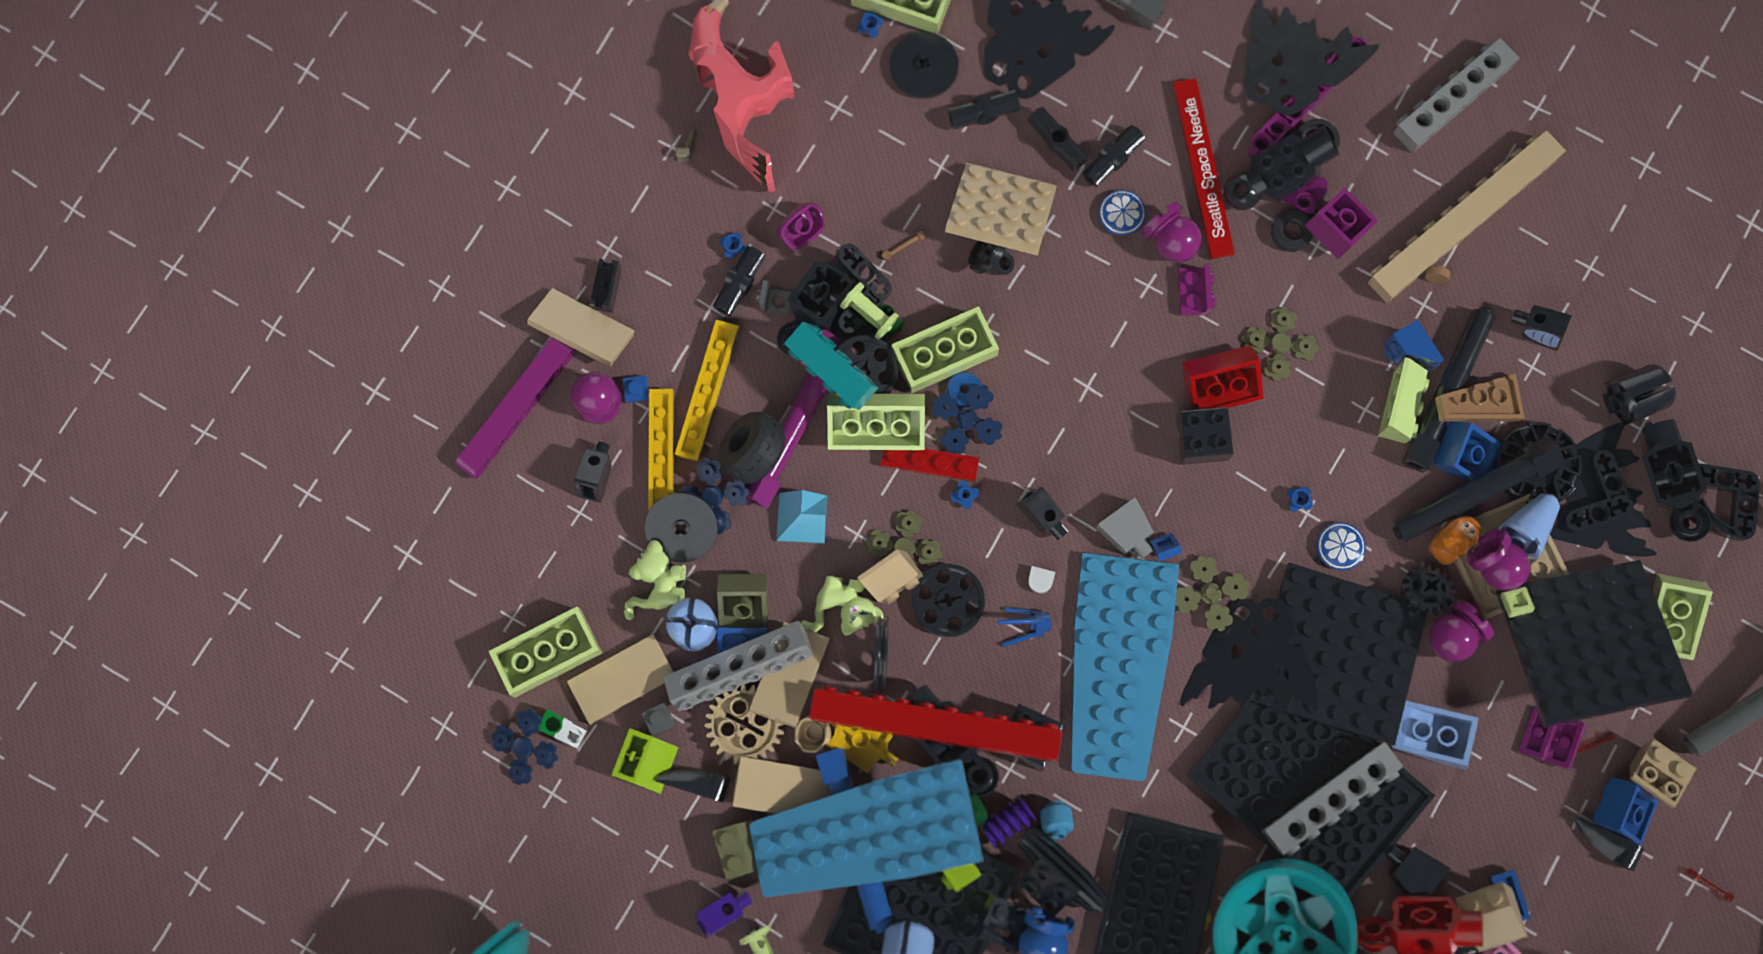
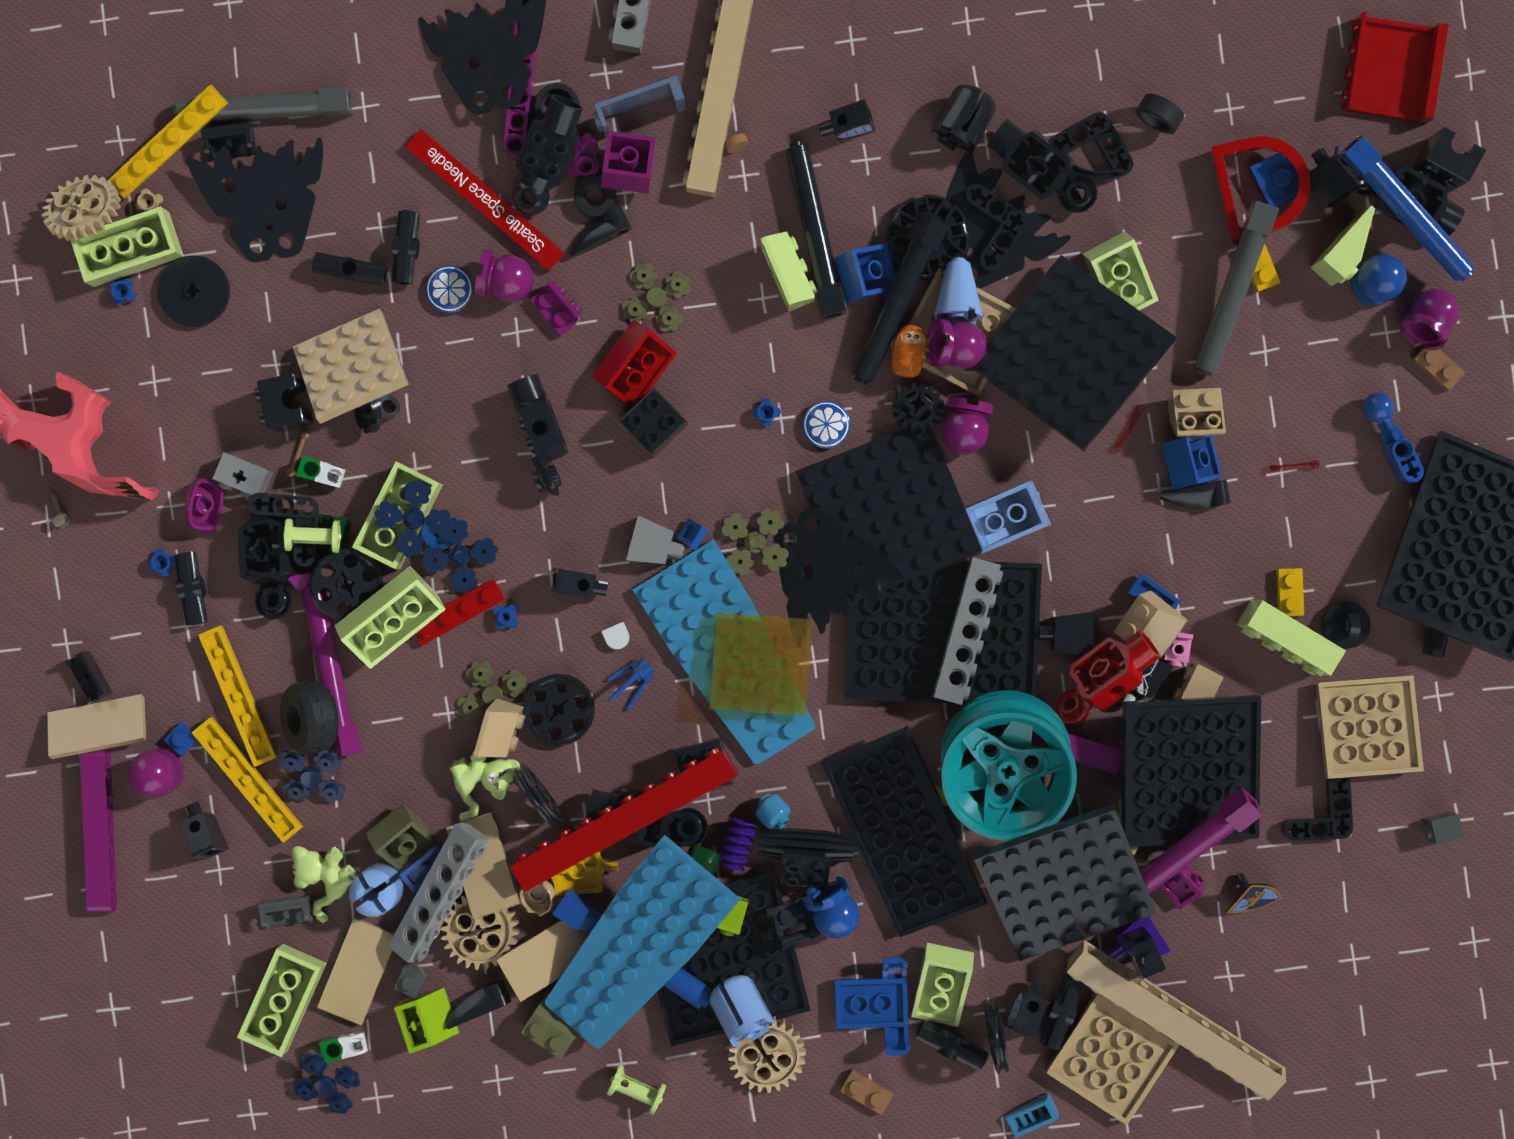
camera: 45 degrees left, 10 degrees up
(605, 586) = (286, 911): none -> dark grey hinge
(681, 509) = (292, 810): black piece -> none
(713, 919) = (573, 1094): dark purple torso -> none
(765, 296) = (222, 585): dark grey bracket -> none
(802, 517) = (394, 735): medium azure slope -> none
(830, 365) = (316, 607): teal wedge -> none
(847, 215) = (232, 466): none -> light grey brick
(911, 271) = (320, 472): none -> leg
(926, 187) = (276, 402): none -> black piece
(958, 359) = (413, 518): none -> dark blue plant
(984, 109) = (271, 291): black piece -> none
(1107, 387) = (536, 410): none -> black brick
(1142, 692) = (761, 664): none -> clear yellow plate
(1279, 261) = (605, 229): none -> black piece
(1387, 181) = (638, 98): none -> sand blue panel
(1413, 344) = (761, 221): blue slope -> none
(1483, 402) = (852, 218): medium nougat wing -> none
(1517, 602) = (992, 366): yellowish green tile -> none
(1552, 744) = (1102, 454): magenta slope -> none

